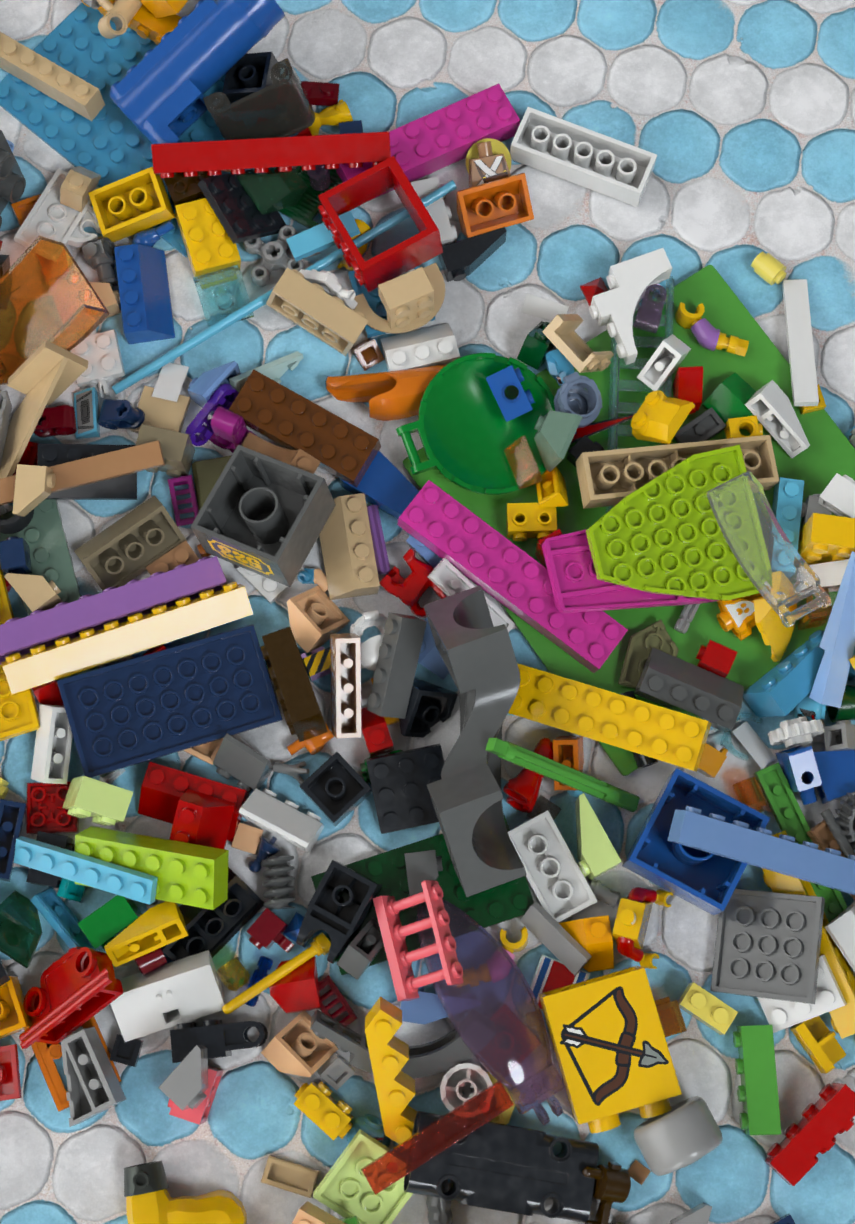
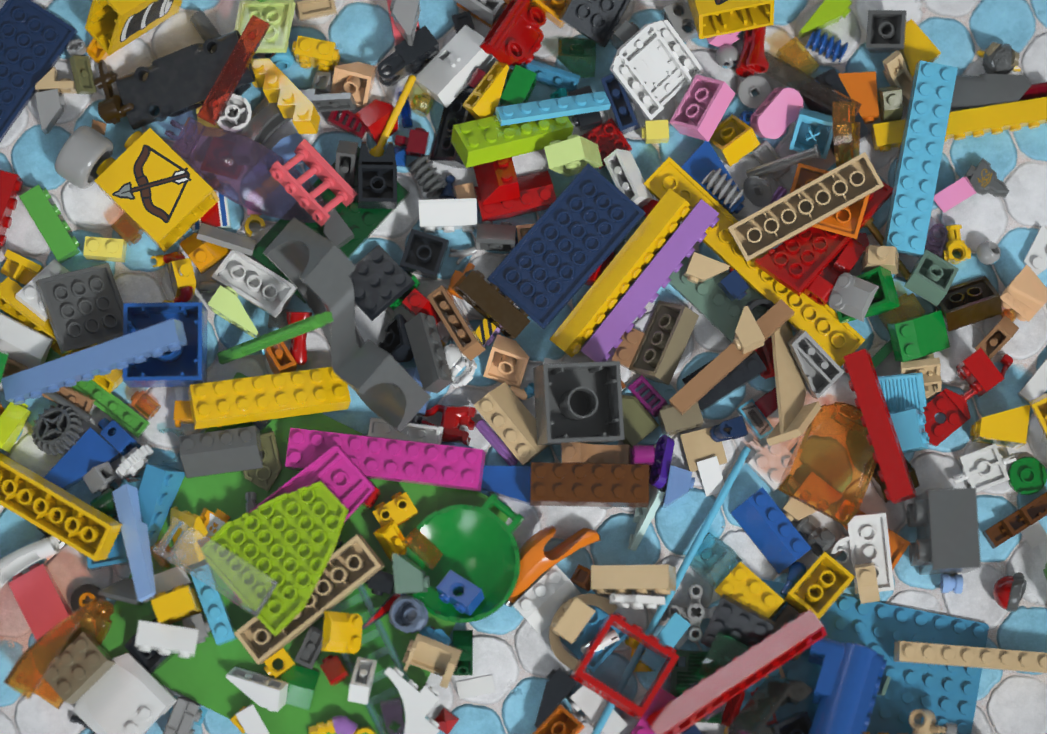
camera: 145 degrees right, 5 degrees up
(716, 658) = (215, 484): red brick -> none
(754, 745) = (159, 442): white sticker -> none

